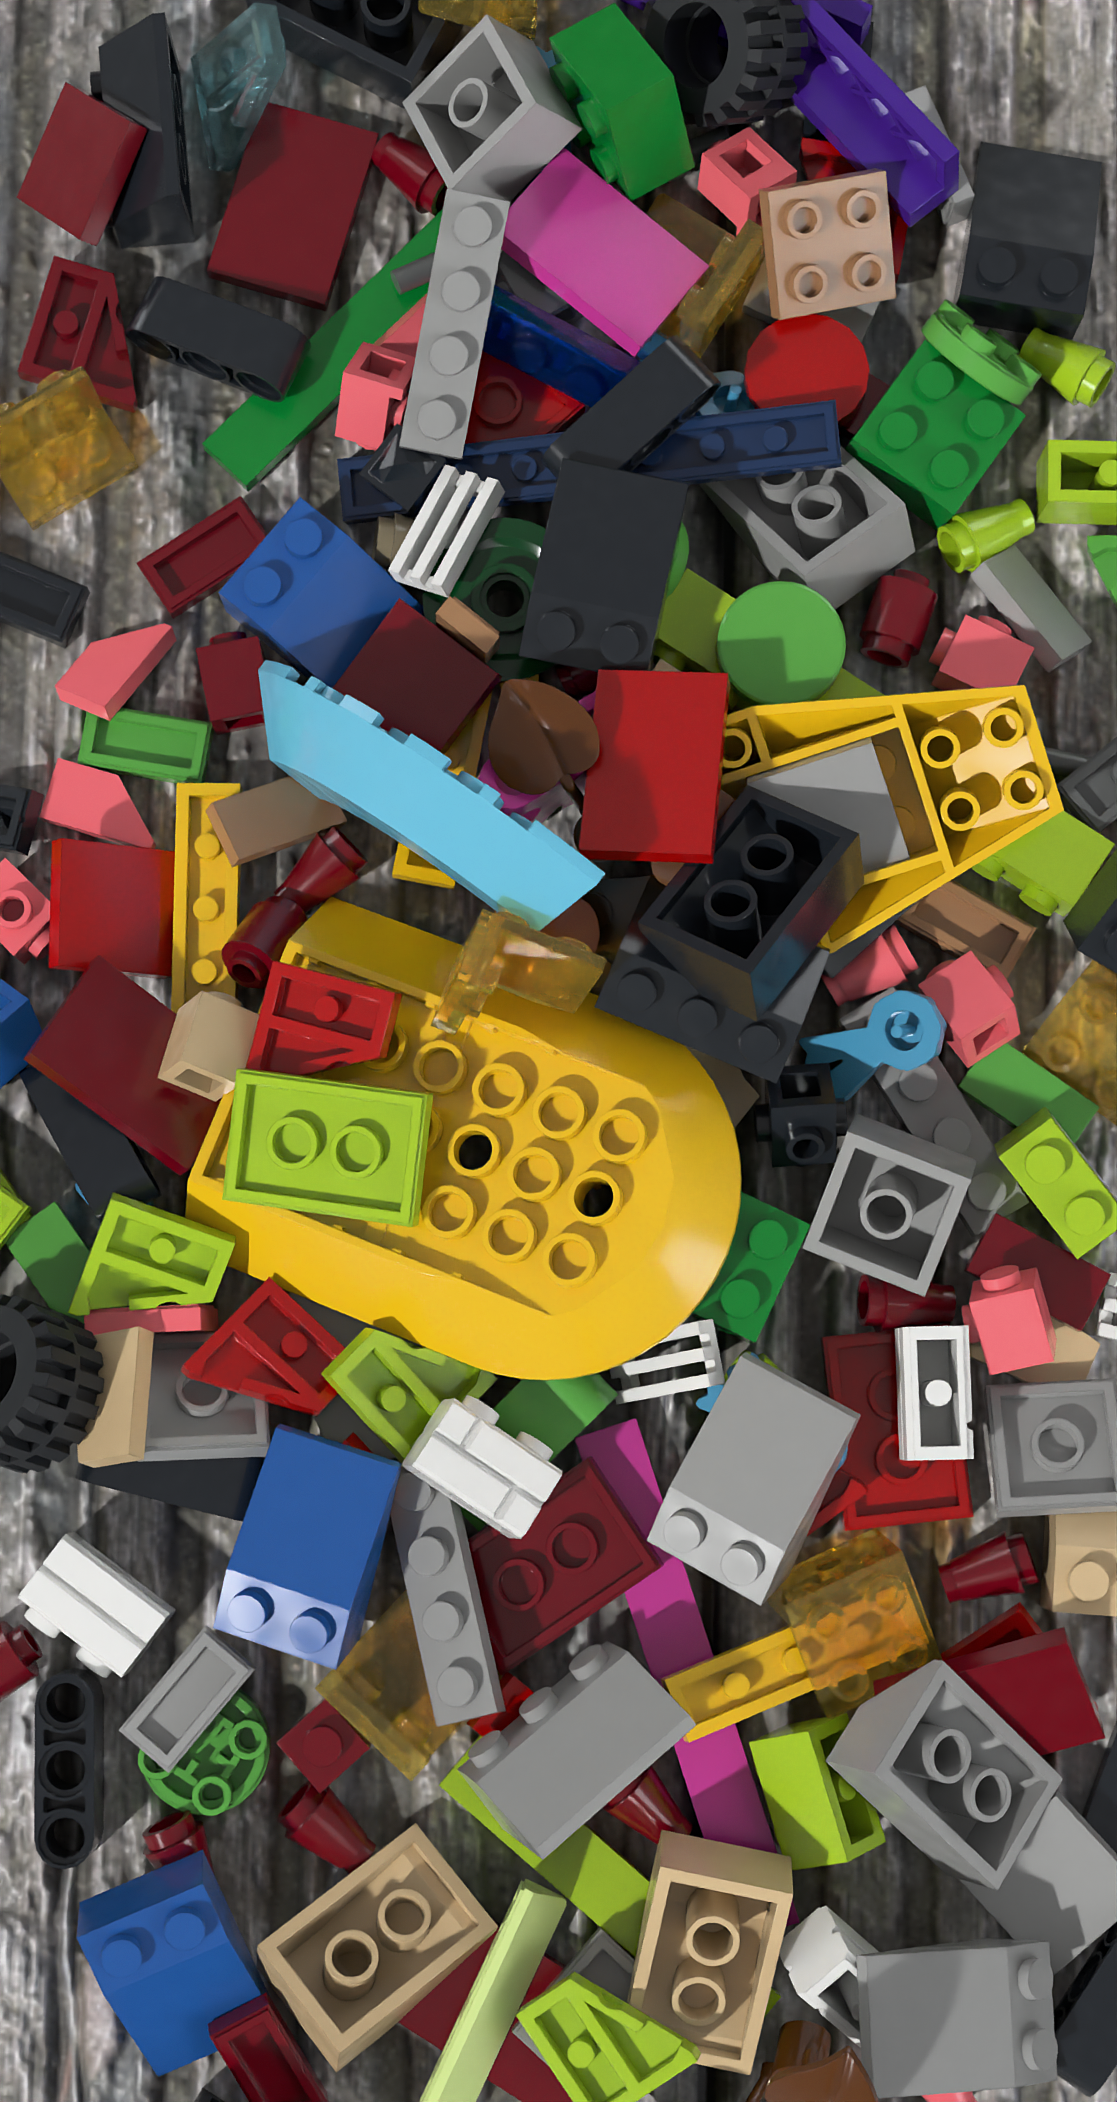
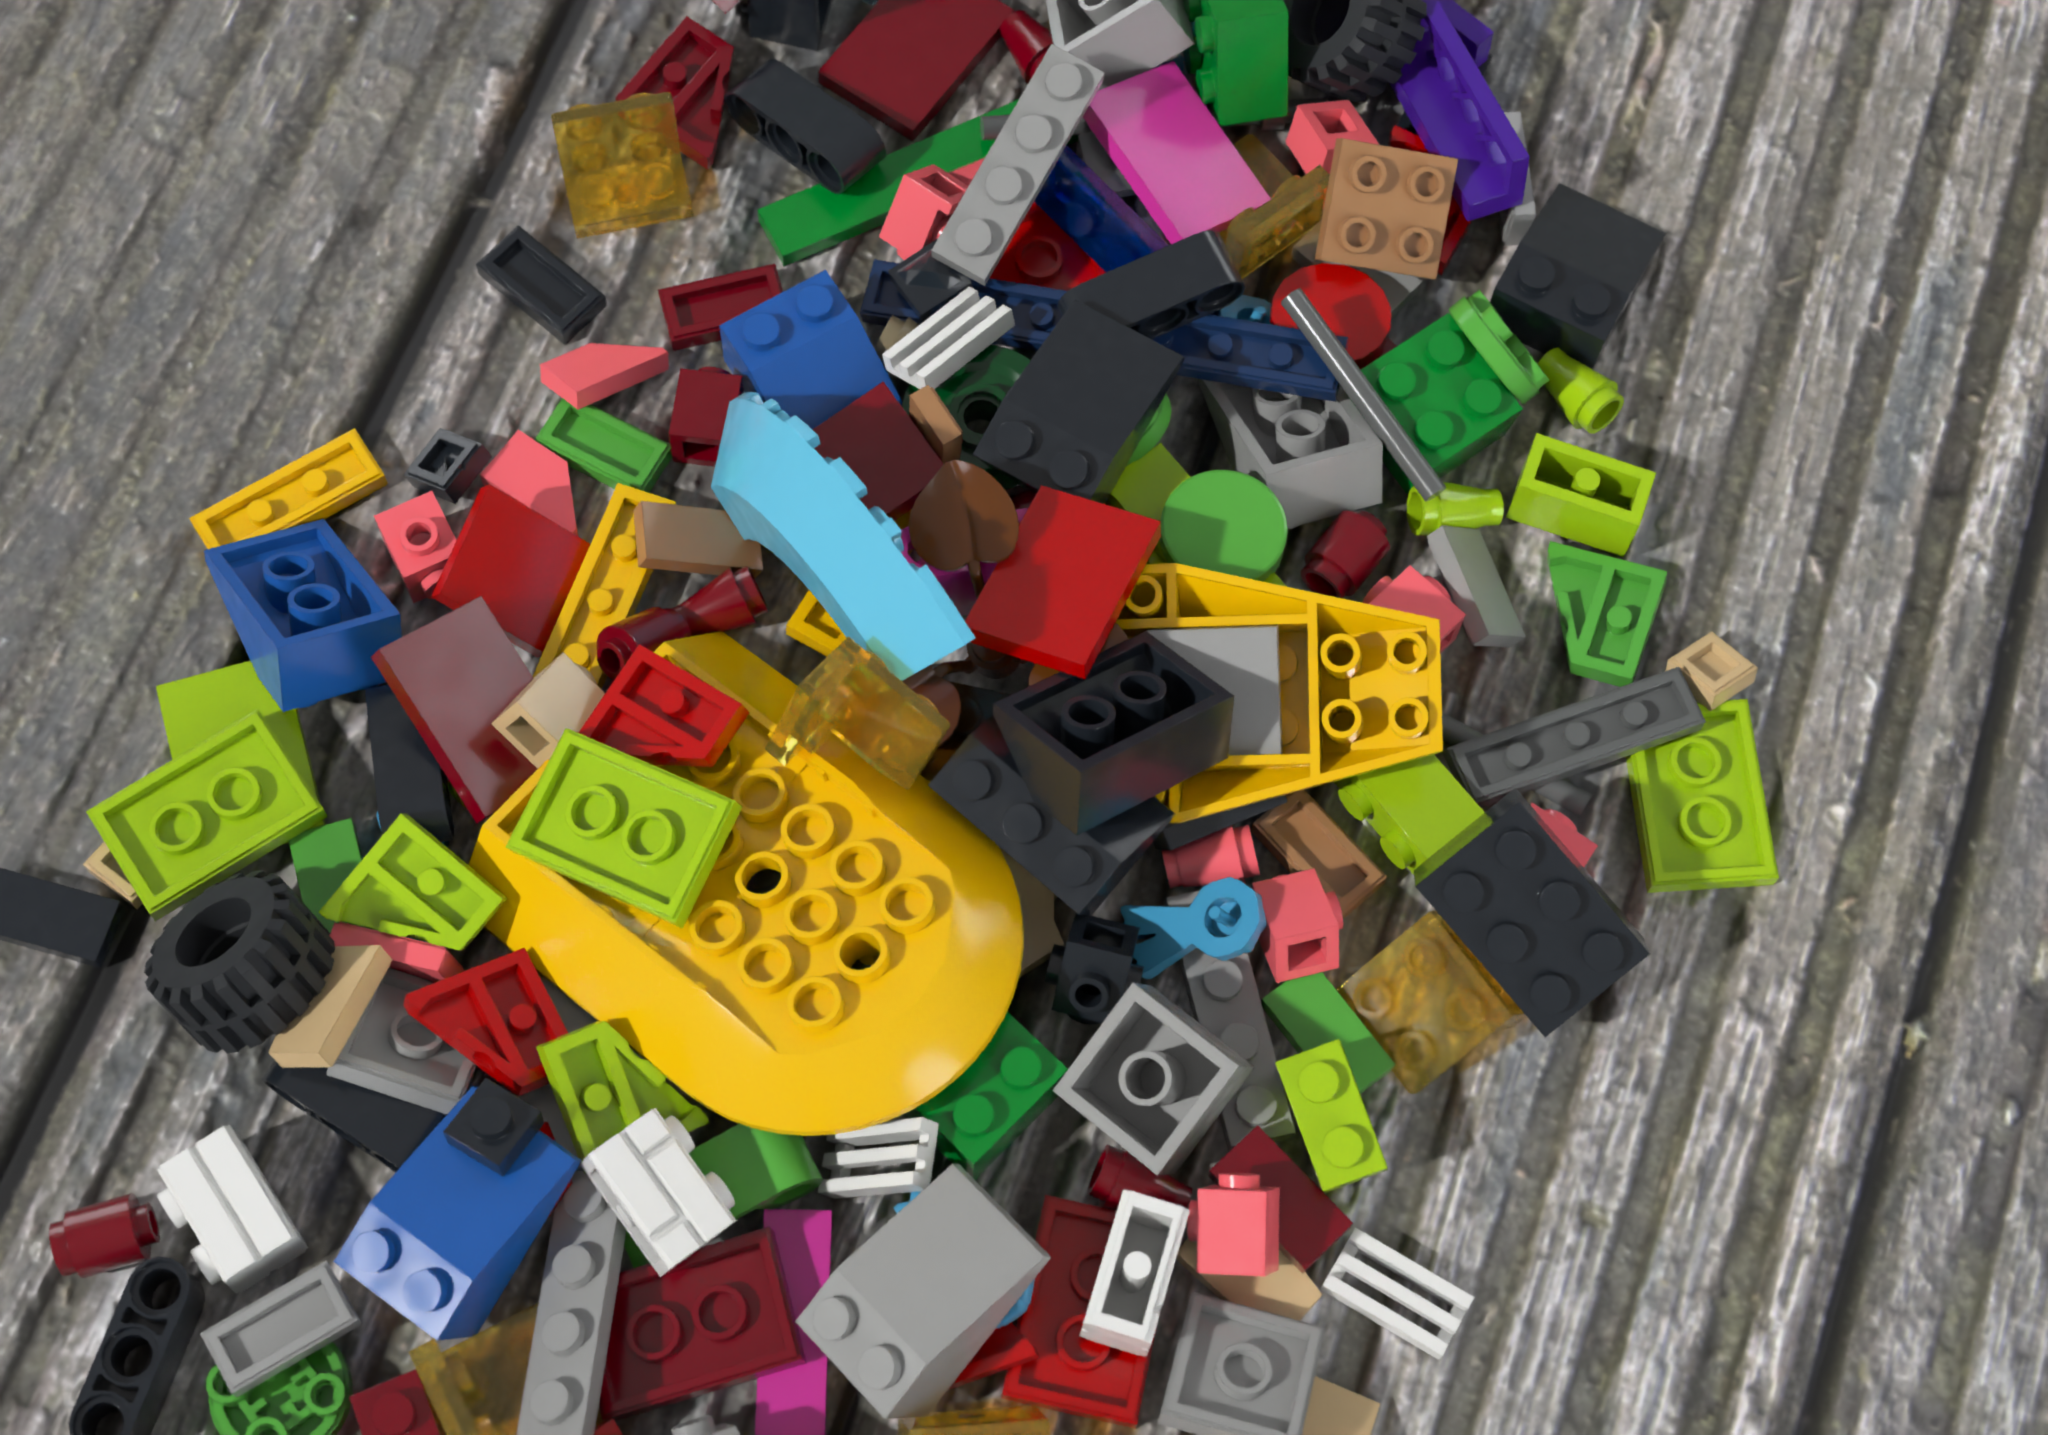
camera: 15 degrees right, 15 degrees down
(313, 1463) = (494, 1127): none -> black plate
(870, 457) = (1363, 395): none -> dark grey bar

